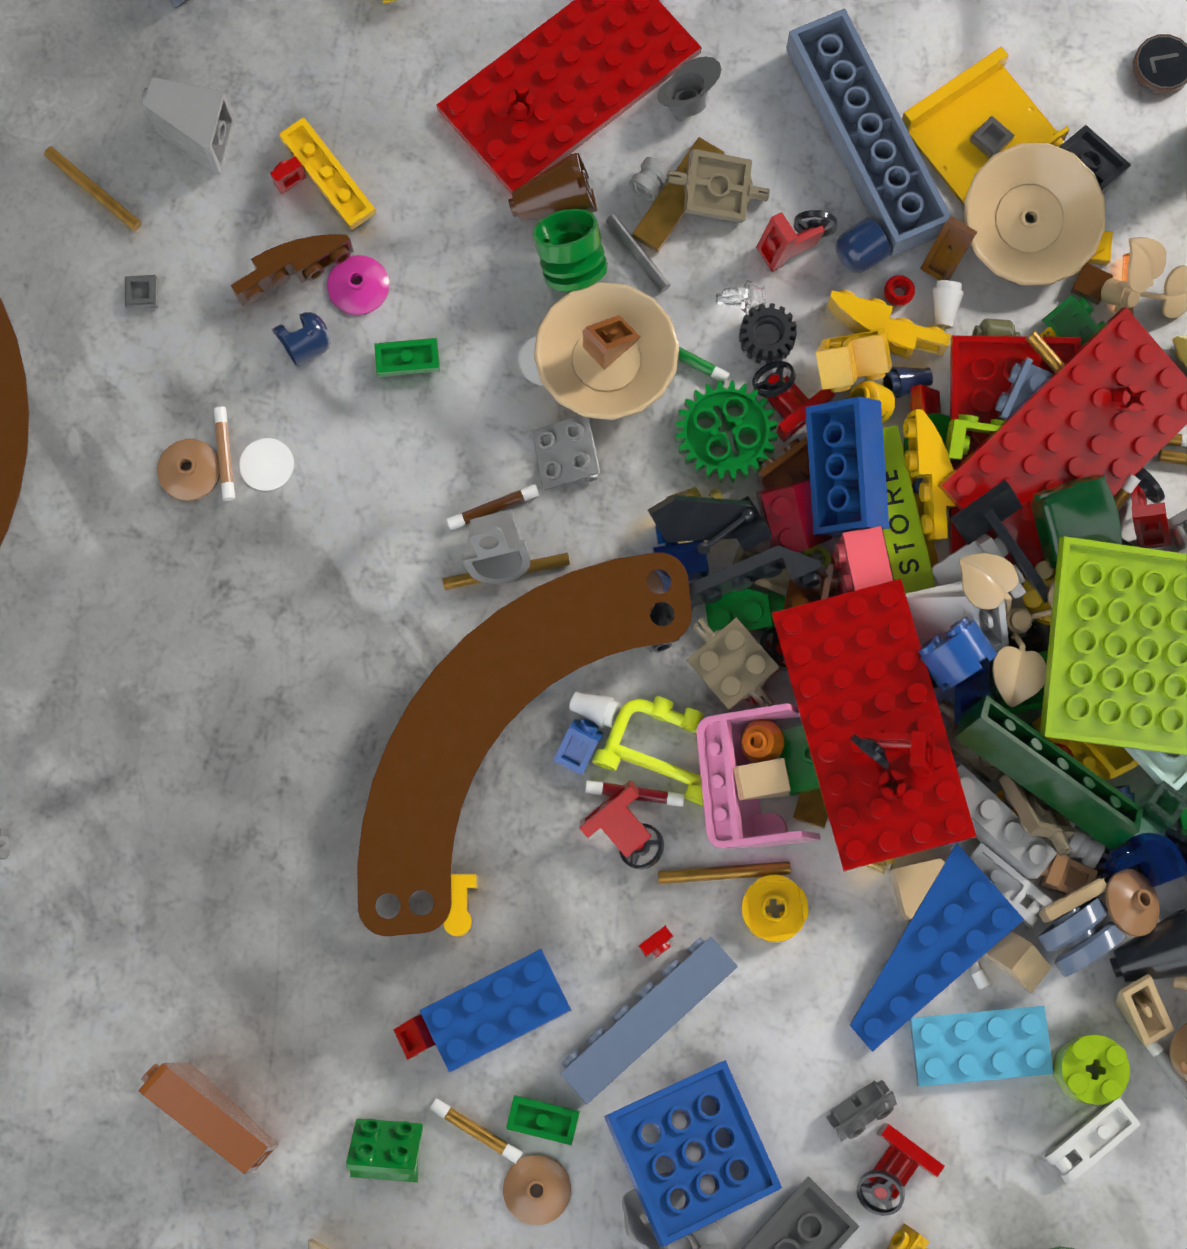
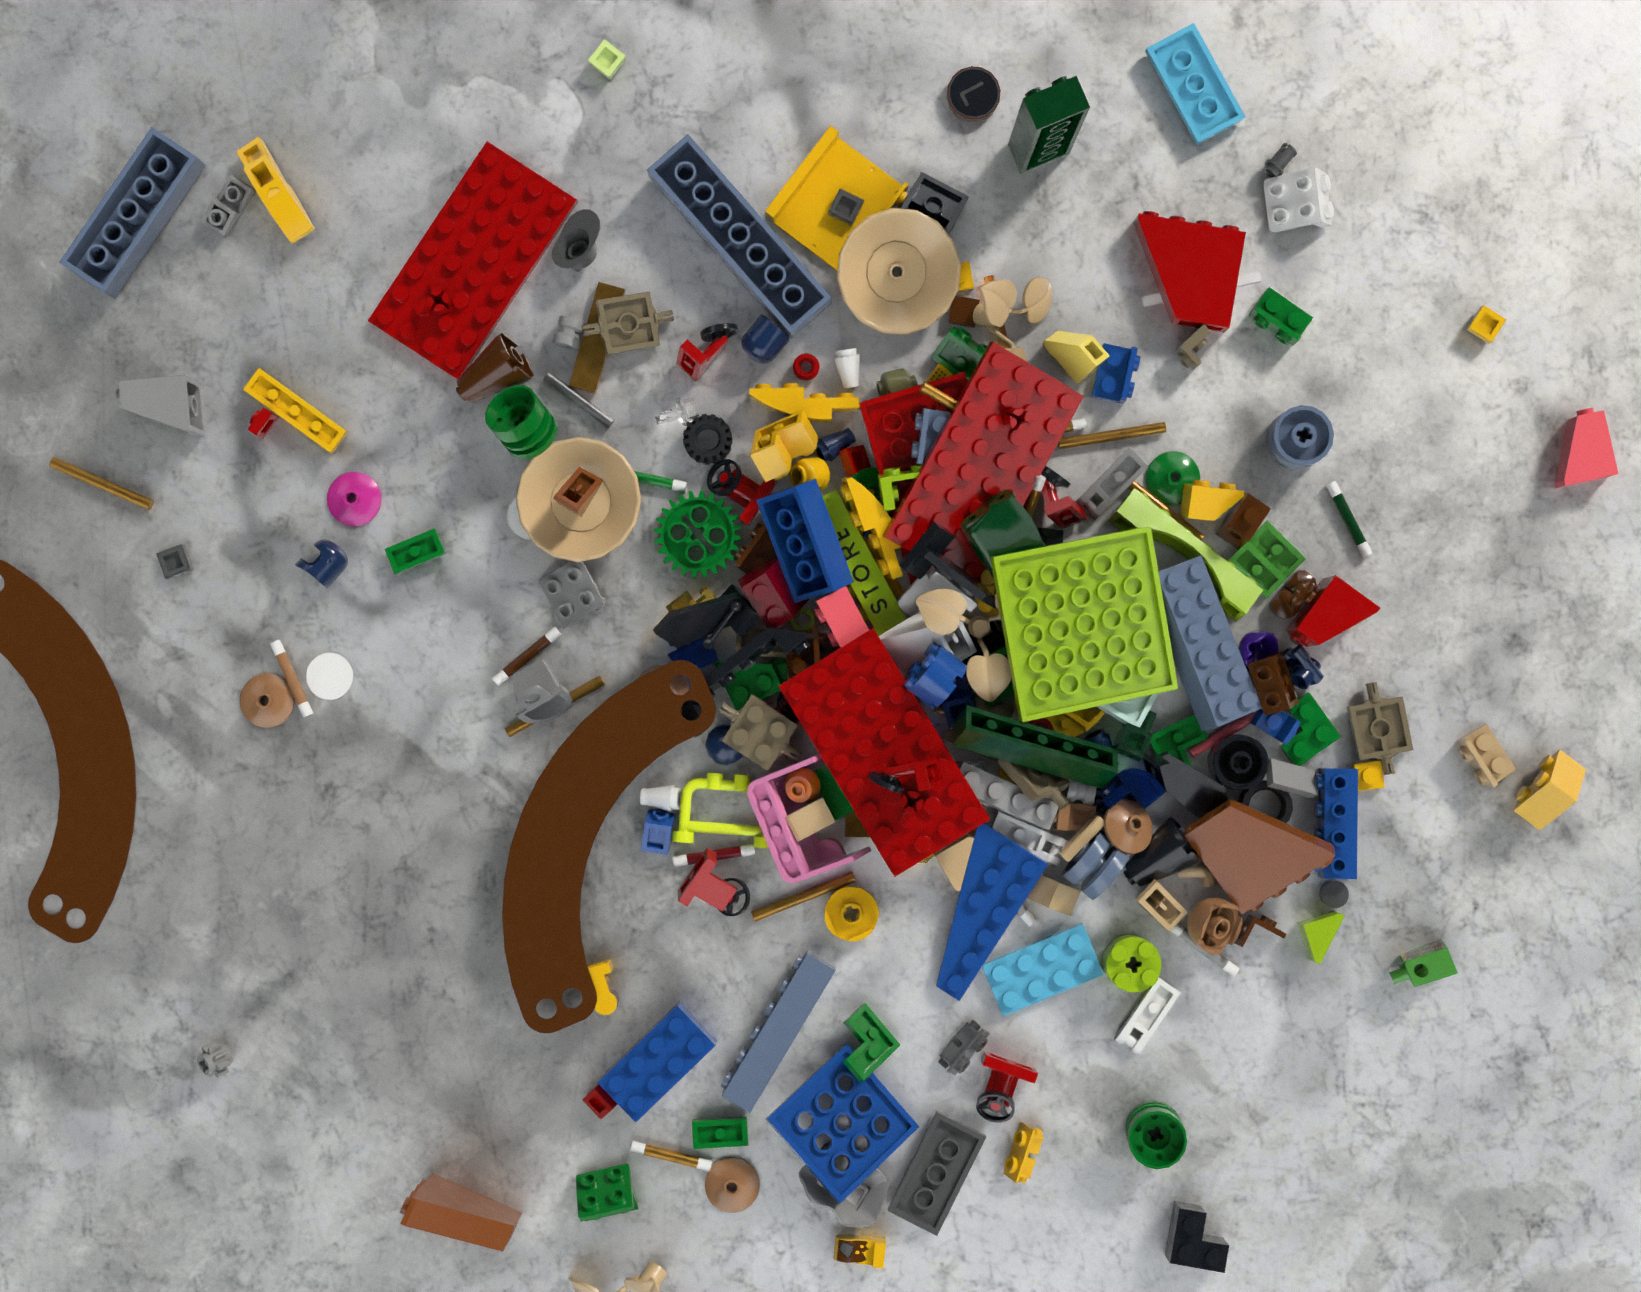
camera: 20 degrees left, 10 degrees up
(303, 257) = (299, 492): reddish brown slope -> none
(657, 943) = (766, 970): red plate -> none
(680, 675) = (718, 750): none -> dark blue hair
(758, 1068) = (875, 1042): none -> green plate
(948, 249) = (836, 323): reddish brown plate -> none

